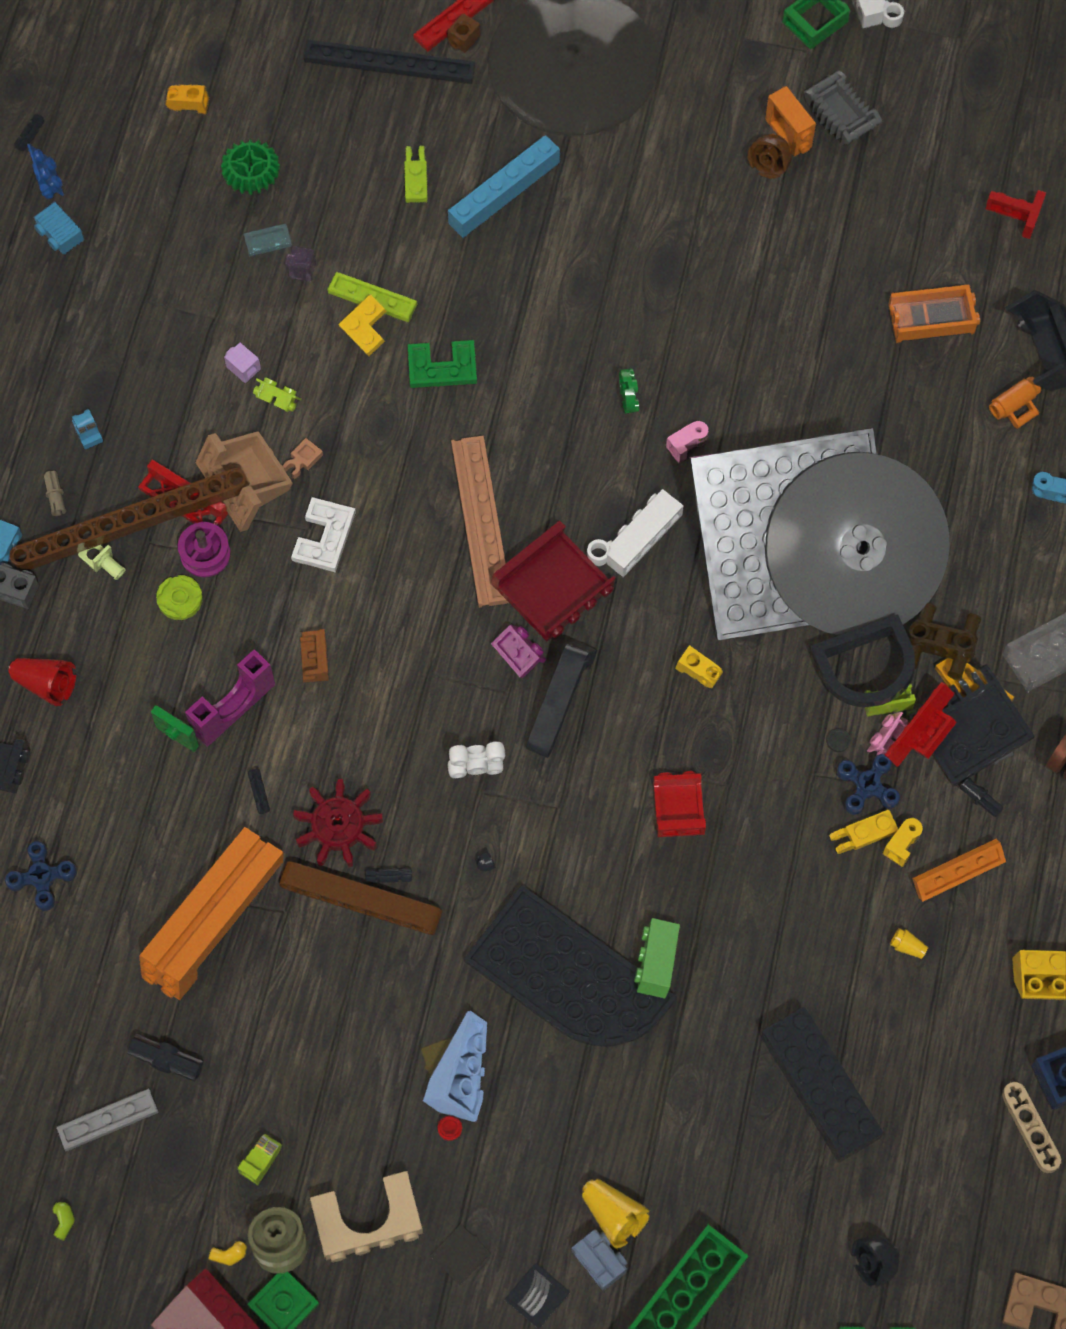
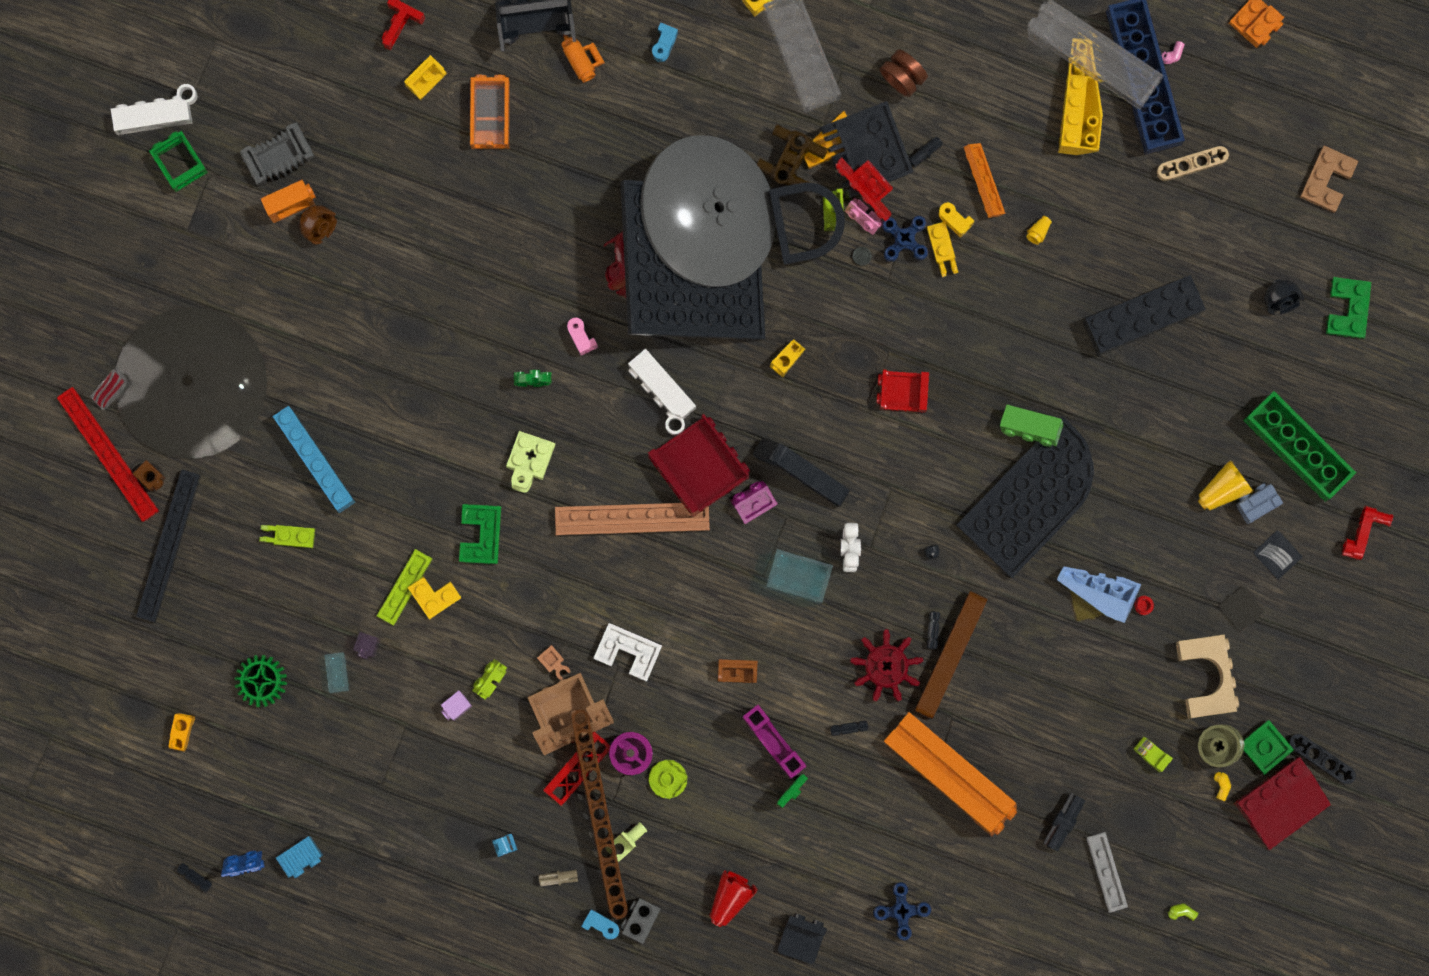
camera: 85 degrees left, 15 degrees up
(434, 708) = (799, 576): none -> clear light blue piece
(522, 402) = (523, 467): none -> yellowish green plate
(960, 243) = (425, 77): none -> yellow hinge

